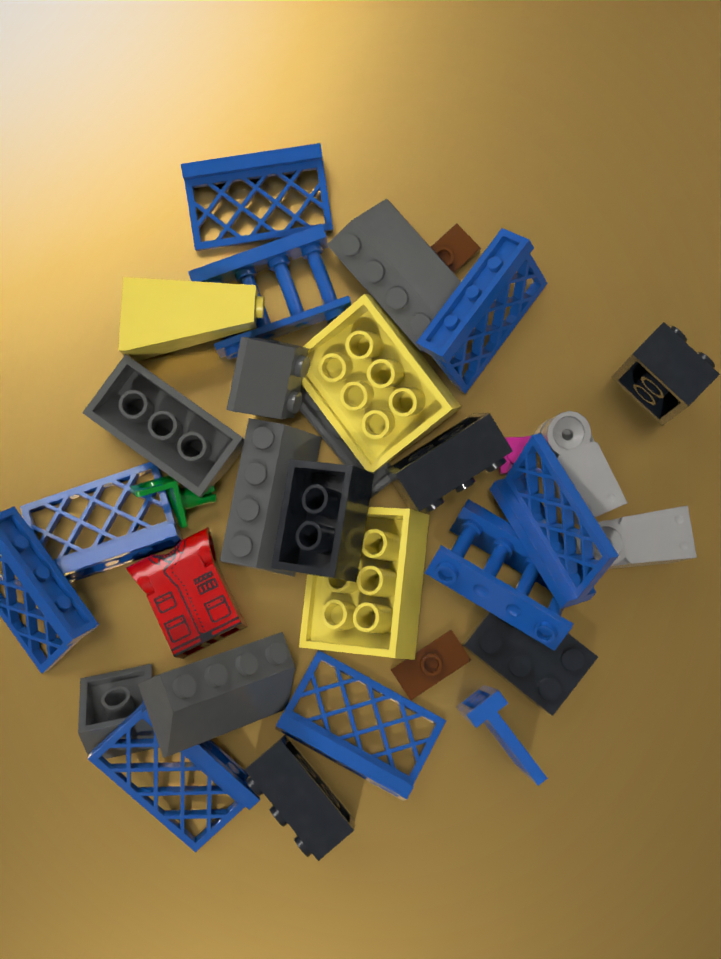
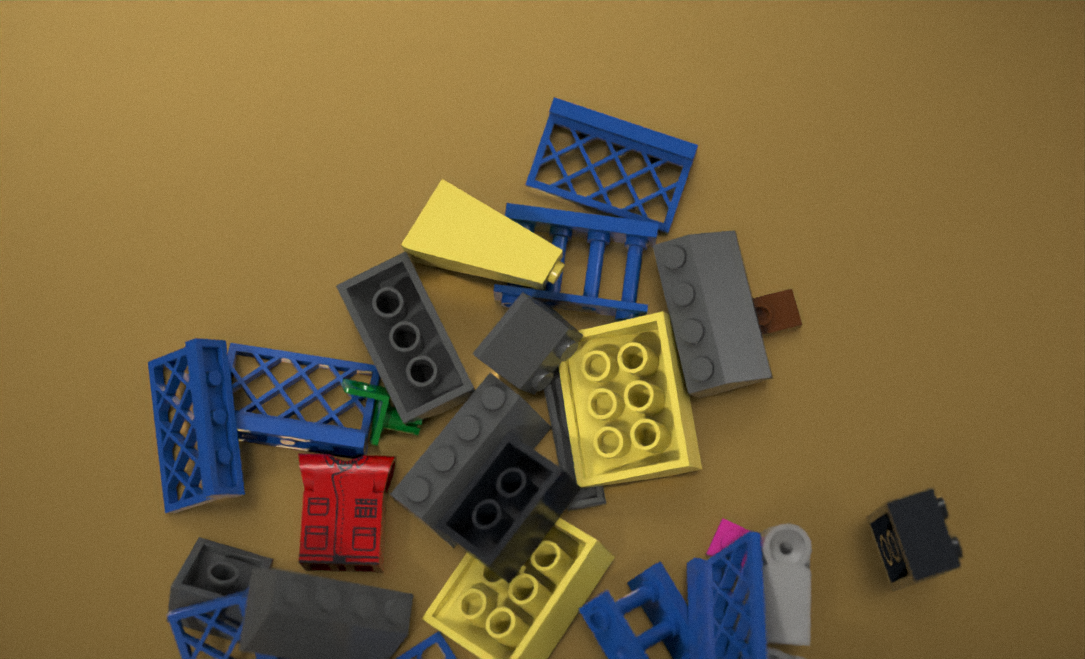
camera: 25 degrees right, 5 degrees down
(449, 462) = (659, 516): black brick -> none
(471, 306) = (766, 372): blue fence -> none

